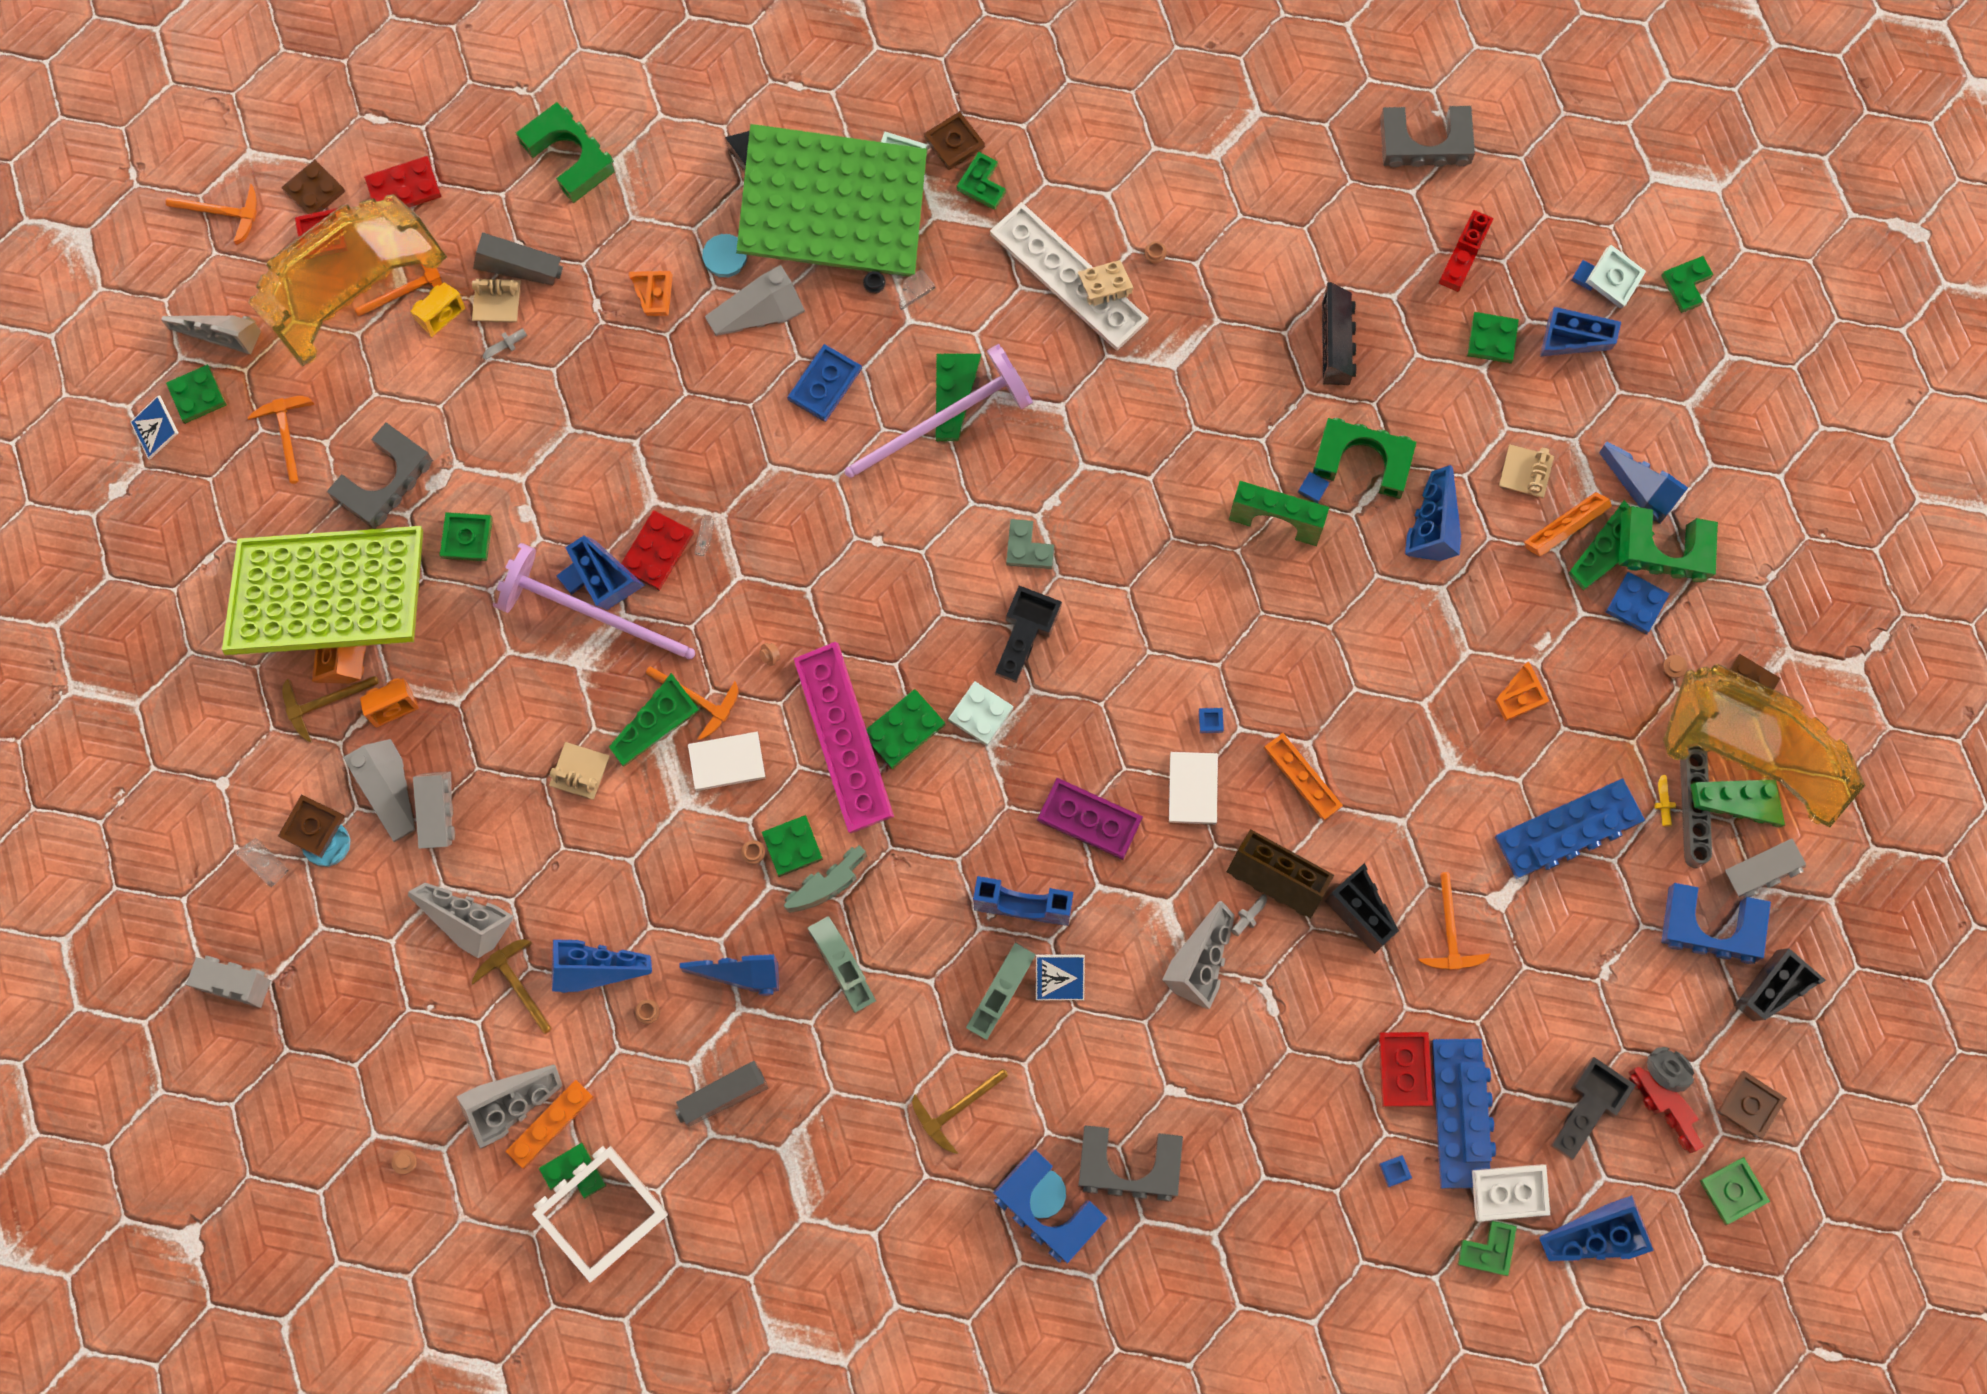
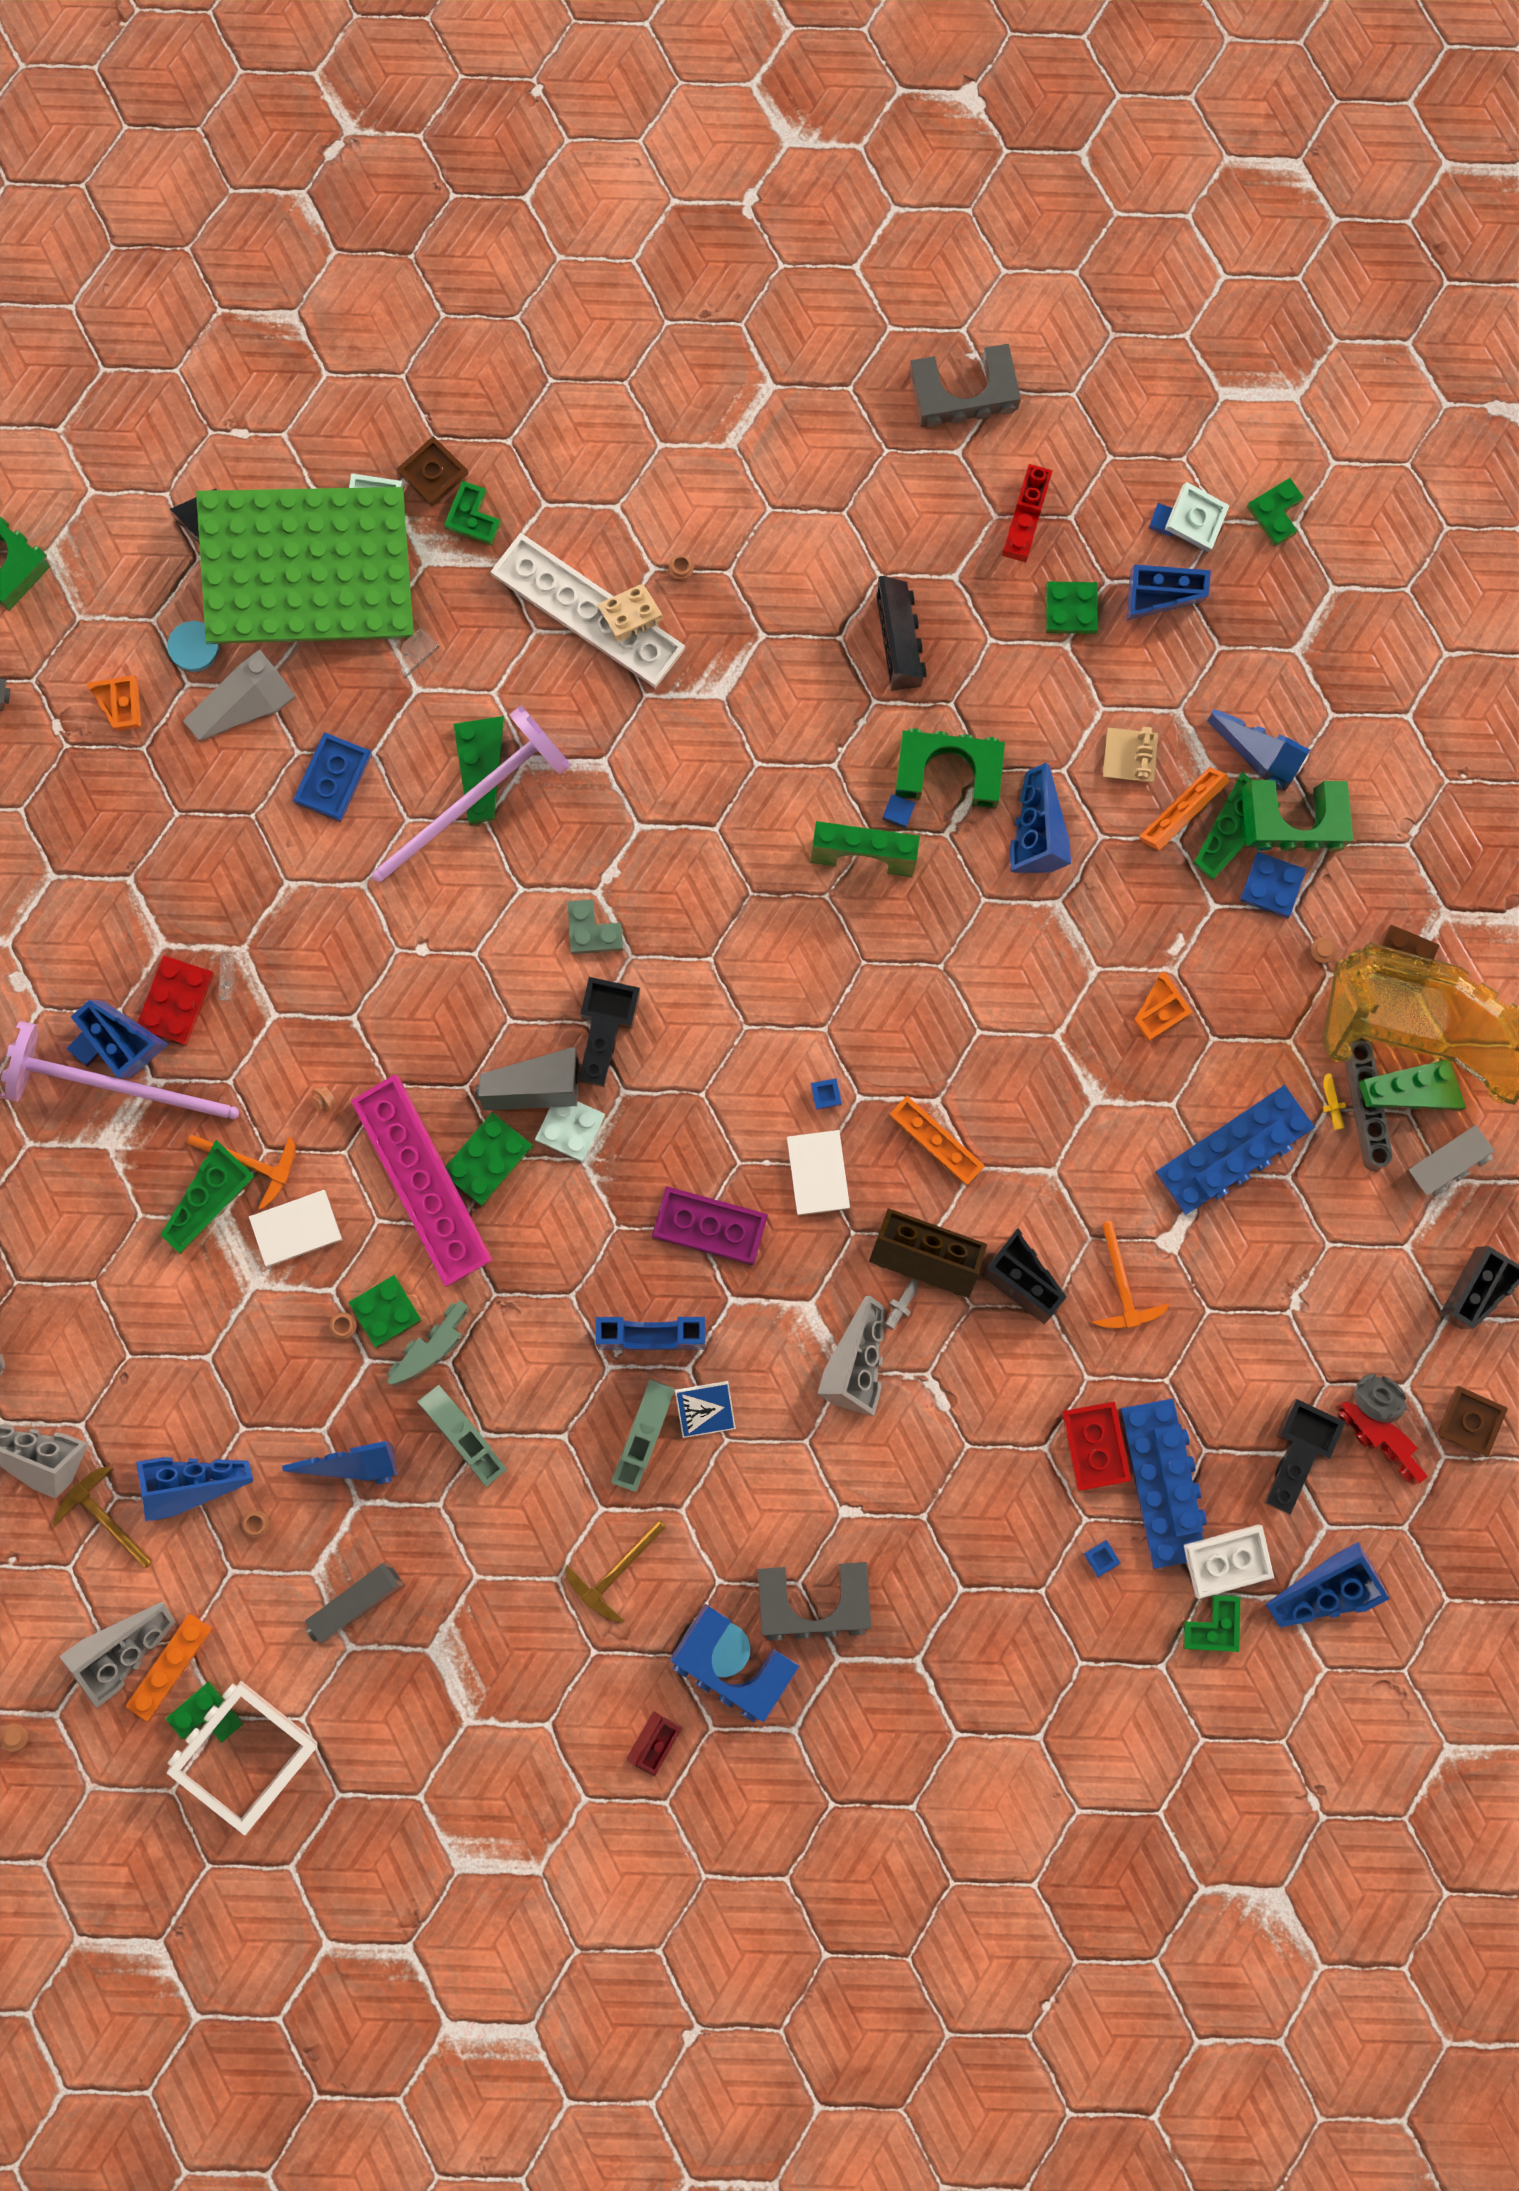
camera: 15 degrees left, 5 degrees up
(579, 770) = (131, 1266): tan hinge -> none
(874, 282) = (369, 651): black plate -> none
(954, 669) = (532, 1083): none -> slope
(966, 1266) = (654, 1743): none -> dark red slope
(1682, 929) = (1372, 1242): blue arch -> none
(1734, 1191) = (1466, 1517): green plate -> none

